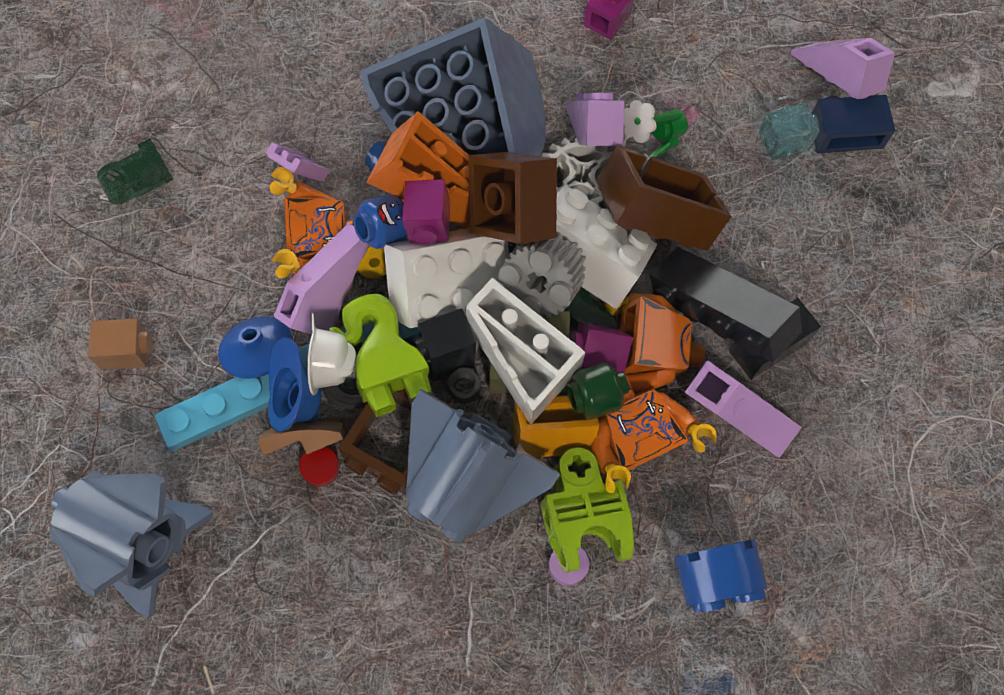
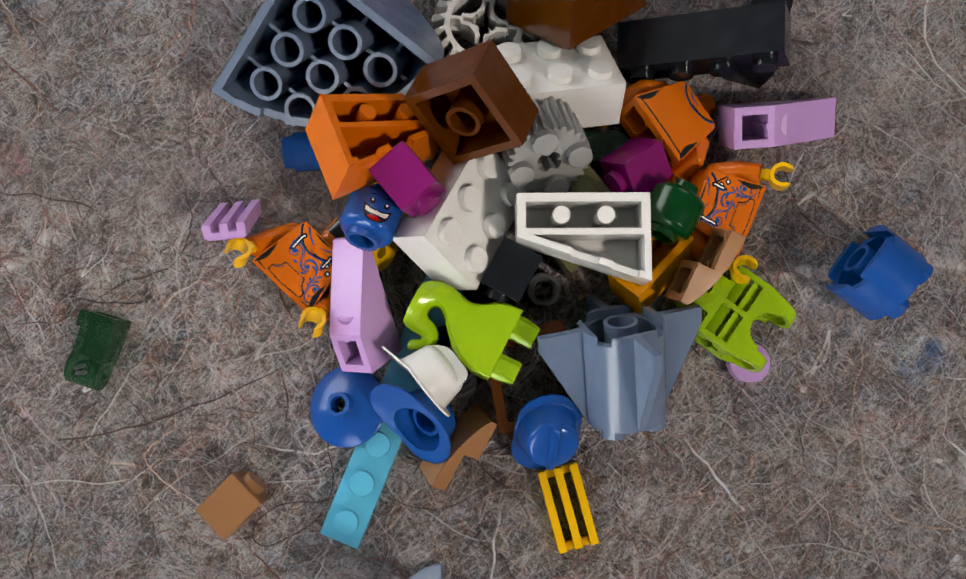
camera: 40 degrees left, 15 degrees up
(319, 467) = (493, 459): red tile -> none
(325, 545) = (577, 541): none -> yellow tile
(371, 477) = (546, 432): none -> blue piece
(577, 450) = (695, 278): none -> medium nougat slope

